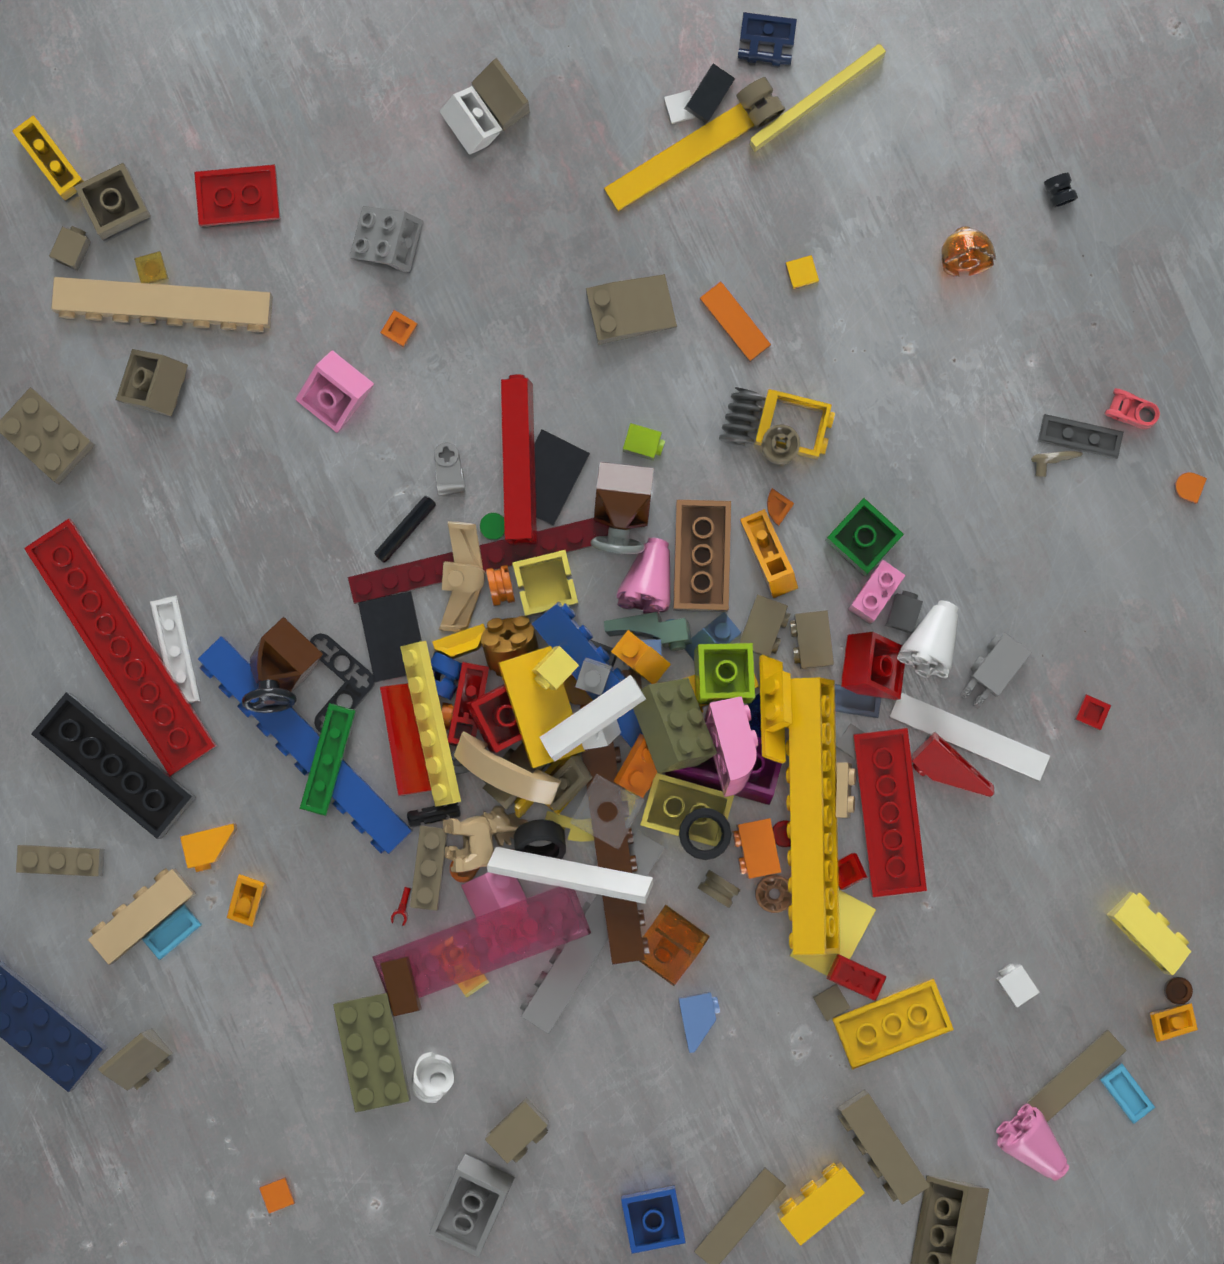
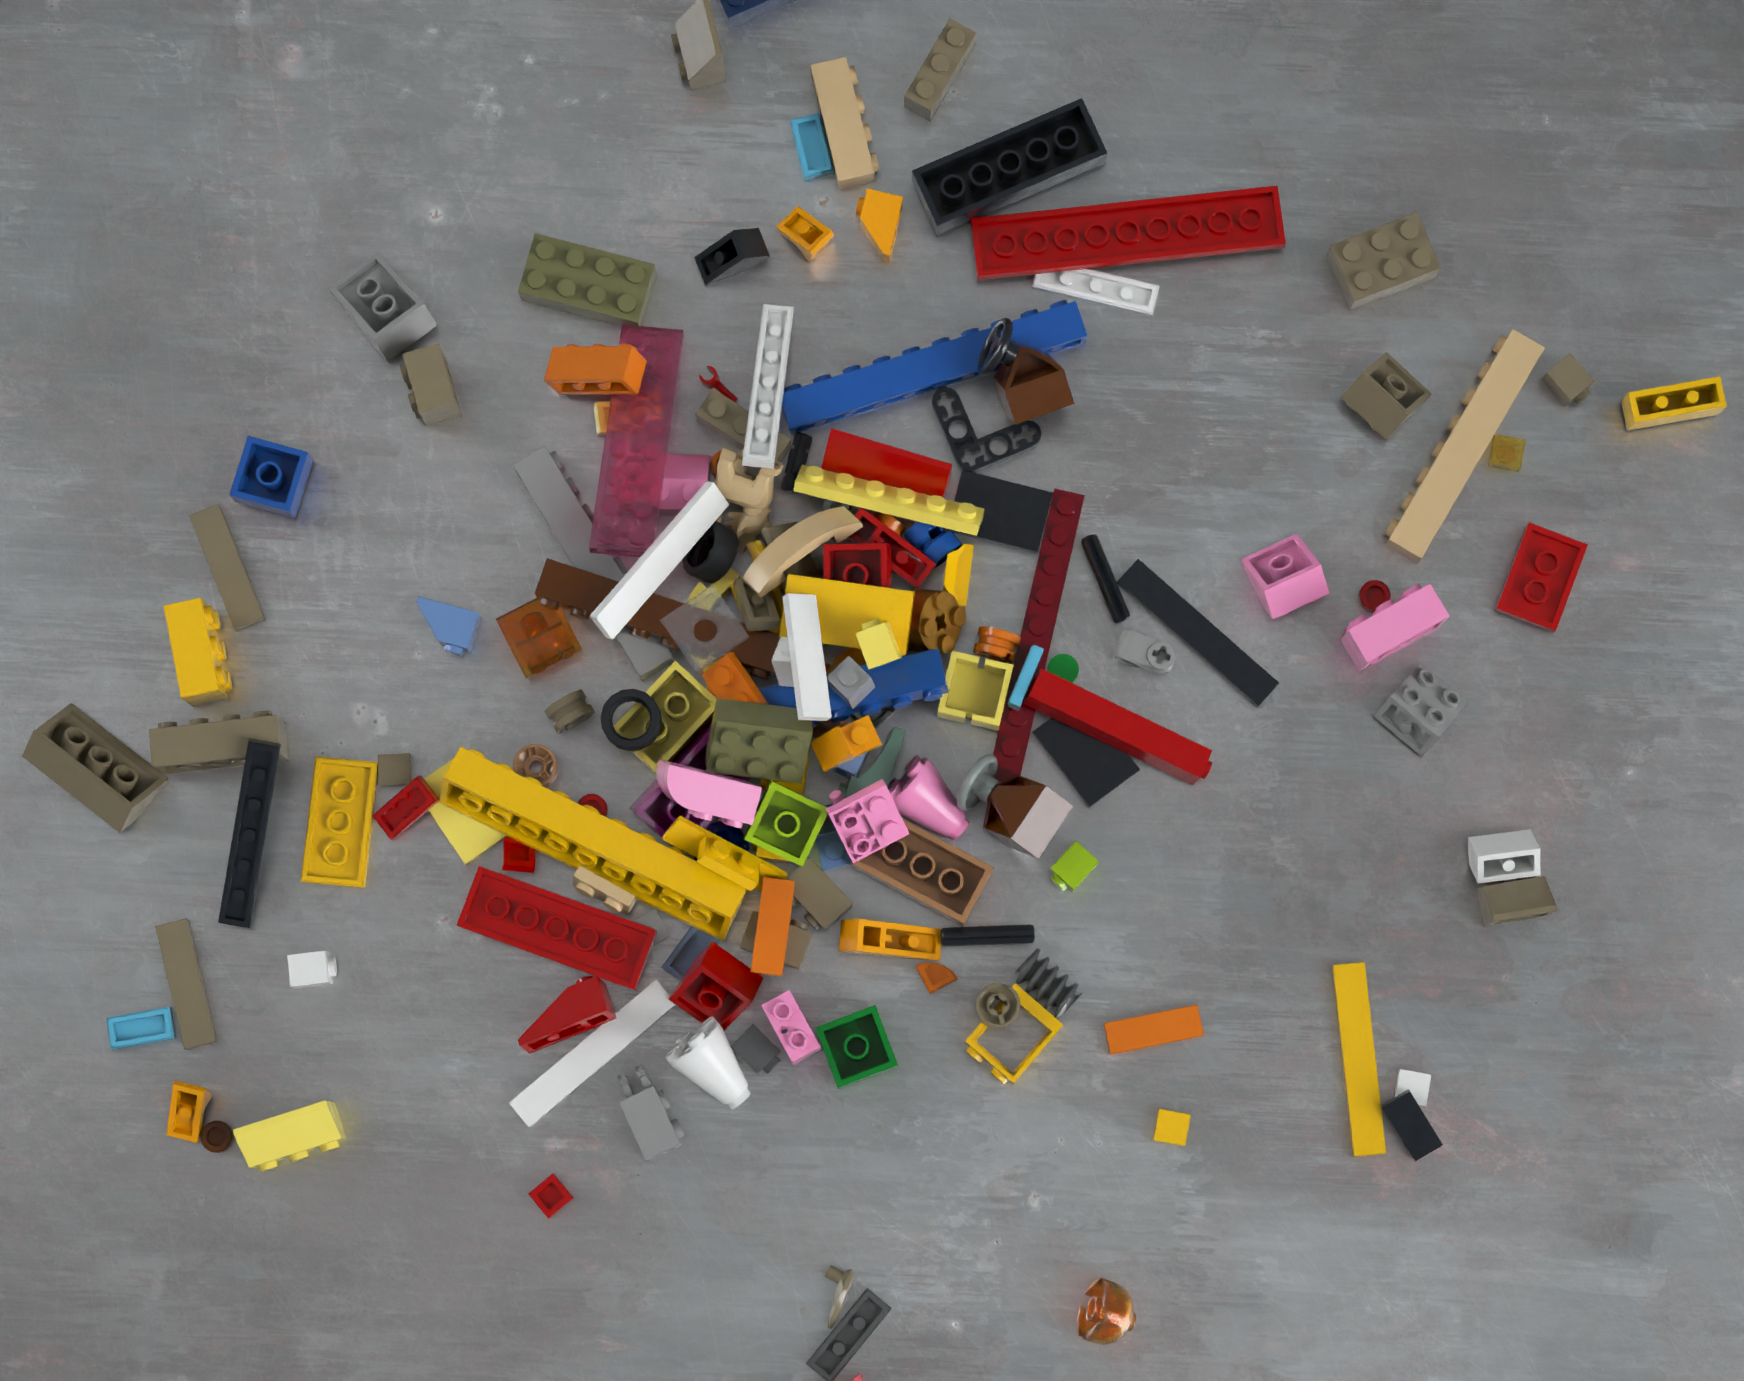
camera: 115 degrees right, 5 degrees down
(112, 201) = (1596, 445): dark tan brick -> none
(277, 1195) = (495, 122): orange tile -> none
(293, 949) = (732, 255): none -> black slope
(315, 316) = (1373, 595): none -> red tile
(327, 759) = (905, 379): green tile -> none
(334, 287) = (1394, 626): none -> bright pink brick
(386, 864) = (768, 386): none -> white tile
(399, 328) = (1319, 675): orange tile -> none
(401, 986) = (649, 341): reddish brown tile -> none
(412, 437) = (1197, 633): none -> black tile
(432, 1077) = (530, 328): white hair -> none
(441, 1007) = (595, 369): none -> orange brick
(462, 577) = (1025, 610): tan plate -> none
(516, 549) = (1025, 677): none -> medium azure tile
(630, 308) = (1221, 925): dark tan slope -> none
(692, 612) = (866, 820): none -> bright pink plate
(727, 482) = (987, 935): none -> black axle
(754, 95) = (1386, 1178): dark tan wheel -> none
(757, 848) = (589, 770): orange brick -> none
(770, 31) = (1449, 1224): dark blue plate -> none
(806, 645) = (772, 926): none -> orange tile
(817, 97) = (1352, 1238): light yellow tile -> none
(939, 1085) = (249, 833): none -> black tile
(1033, 1143) = (141, 901): bright pink cone -> none

